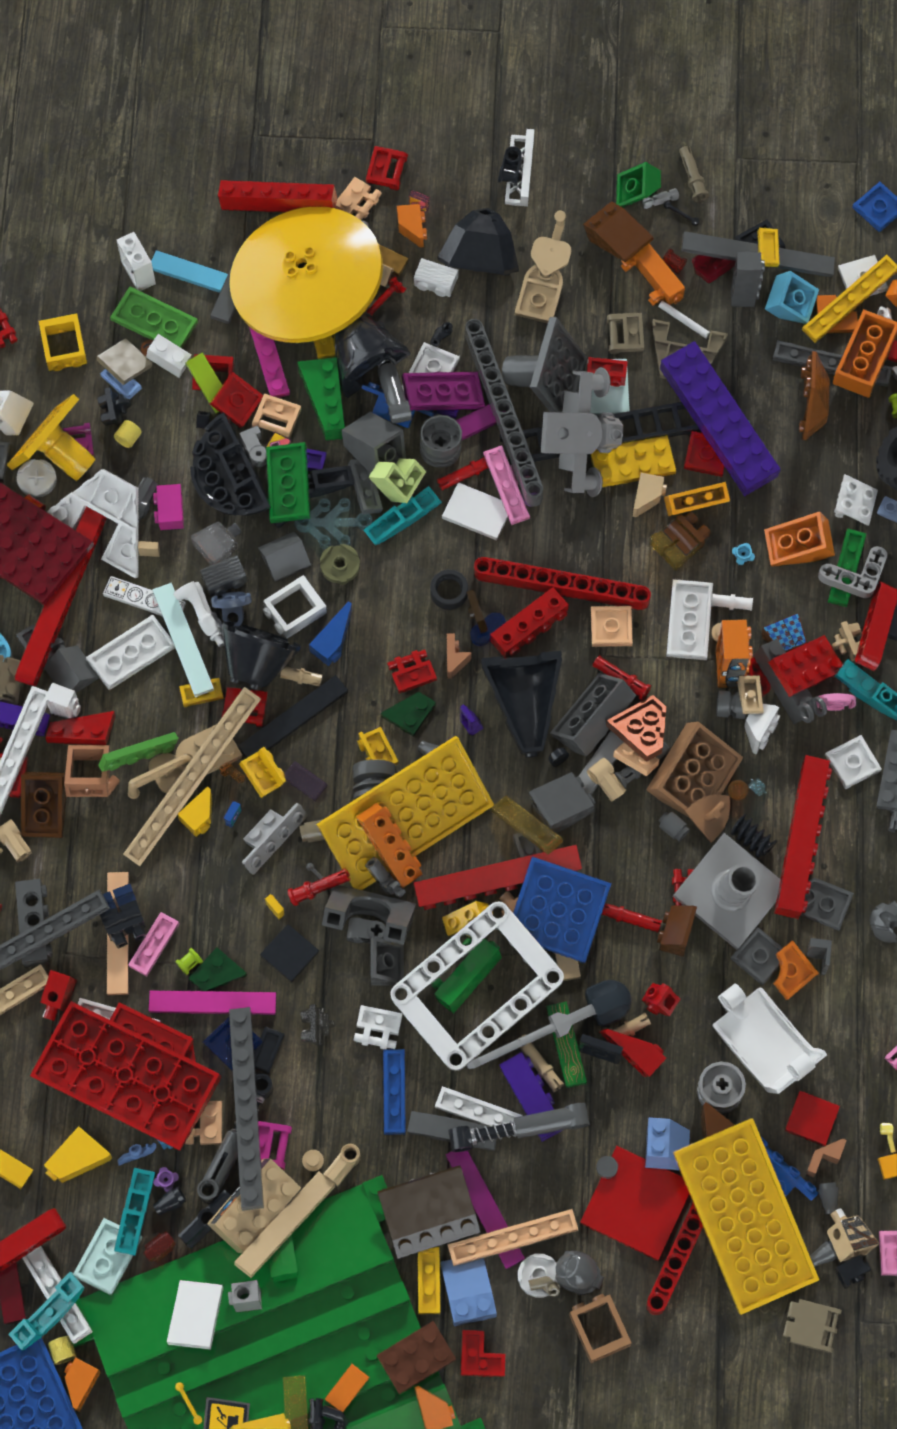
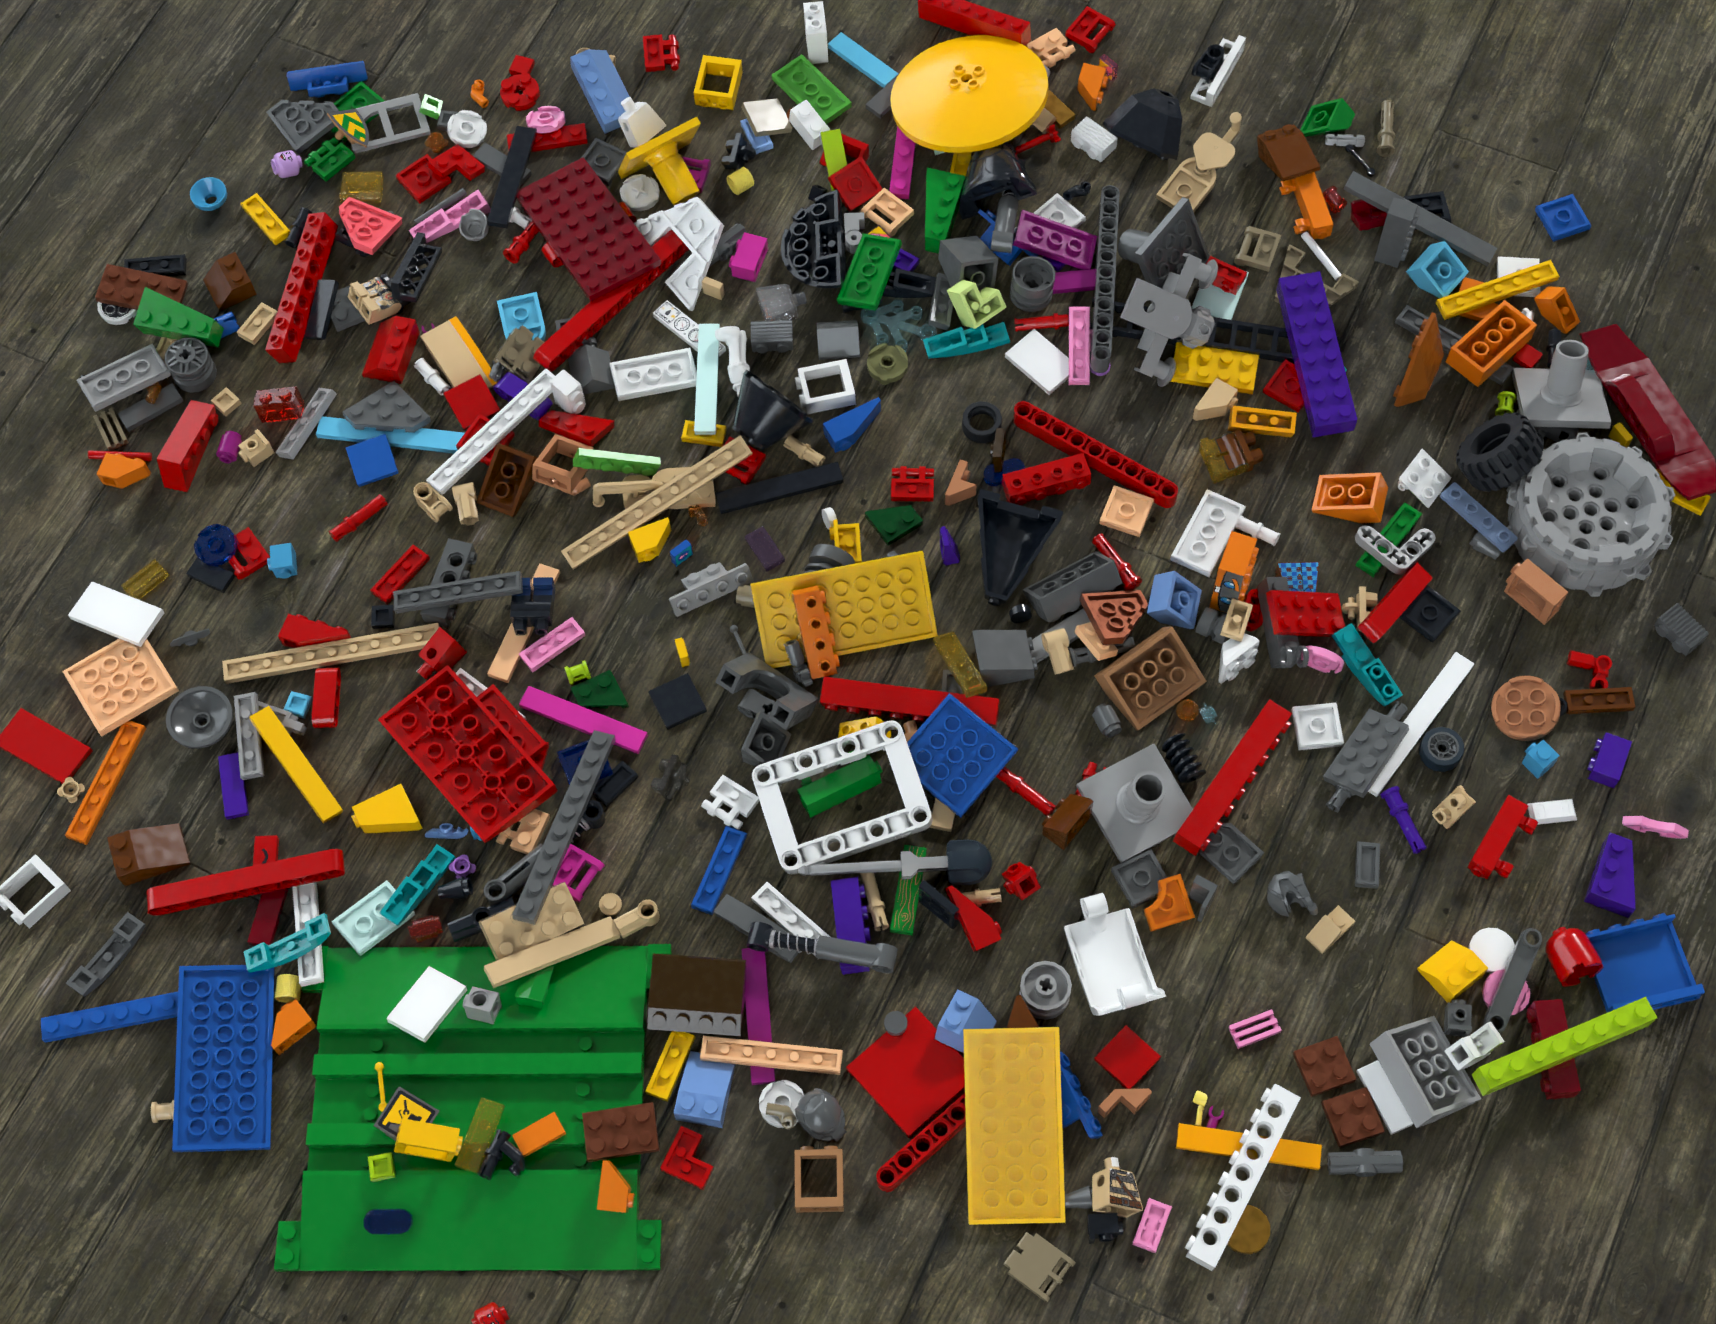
camera: 25 degrees right, 5 degrees down
(230, 603) = (767, 362): sand blue tile -> none
(263, 772) = (727, 524): yellow bracket -> none
(309, 890) = (723, 648): red pin -> none
(351, 731) = (828, 516): none -> white tile
(686, 694) = (1174, 600): none -> medium blue slope
(710, 814) = (1149, 723): medium nougat shield -> none
(743, 548) = (1292, 486): medium azure plate -> none
(769, 246) = (1432, 214): yellow tile -> none
(829, 1196) = (1111, 1141): dark grey cone -> none

